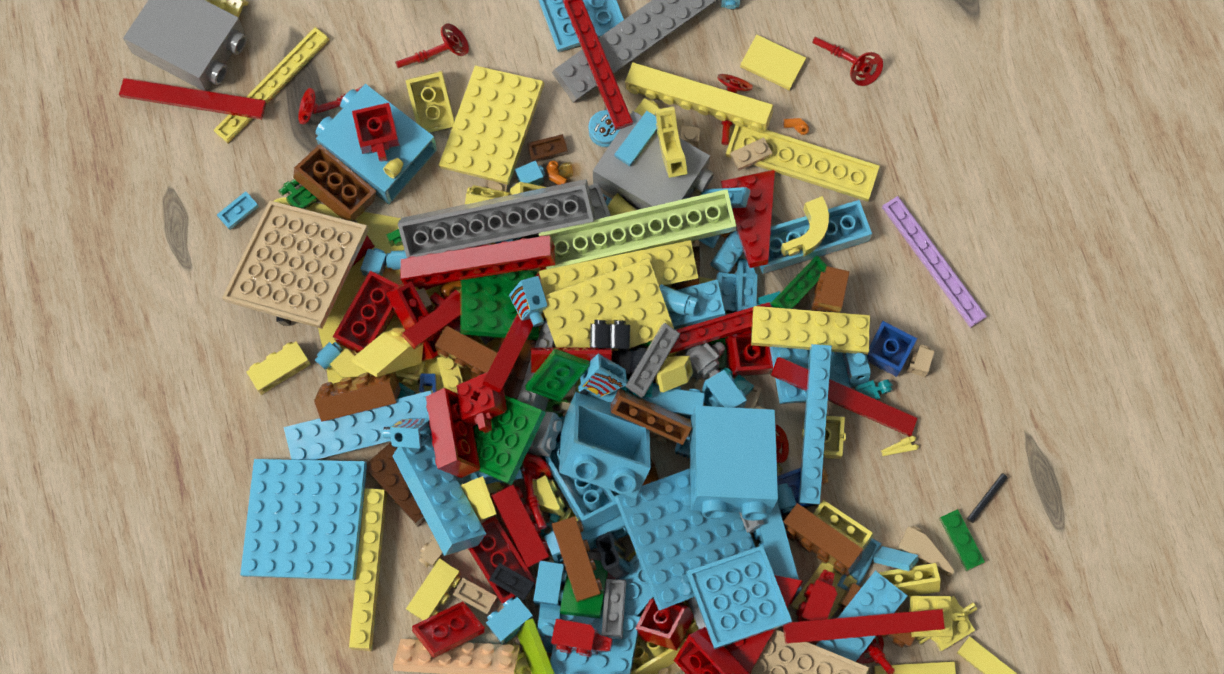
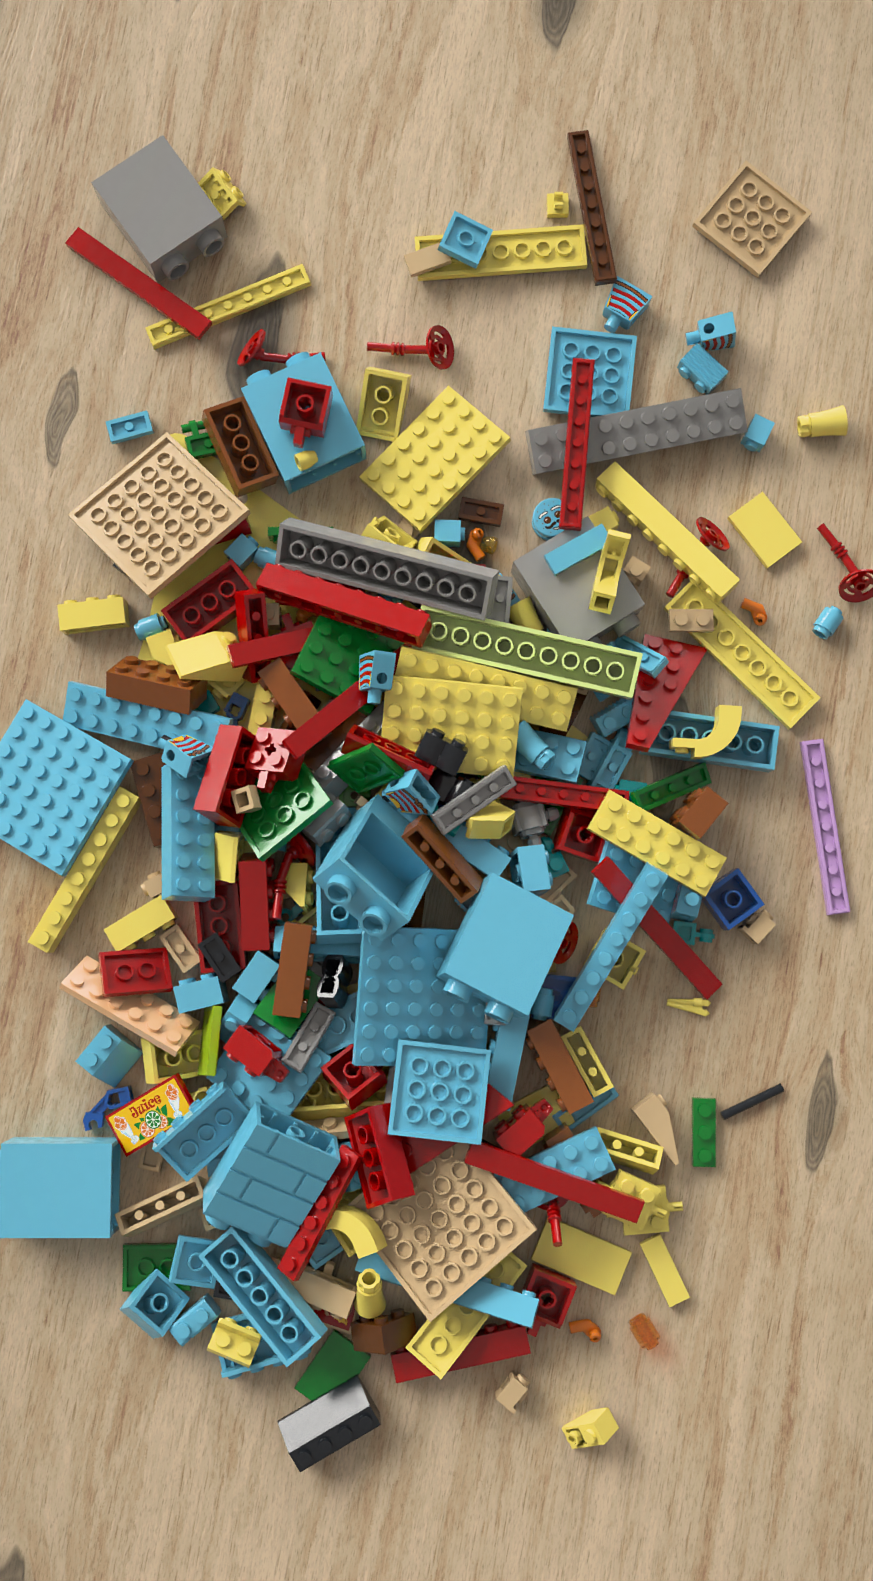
camera: 20 degrees right, 10 degrees up
(475, 442) = (246, 799): none -> tan brick
(856, 107) = (827, 622): none -> medium azure brick
(895, 558) = (625, 1121): medium azure tile -> none

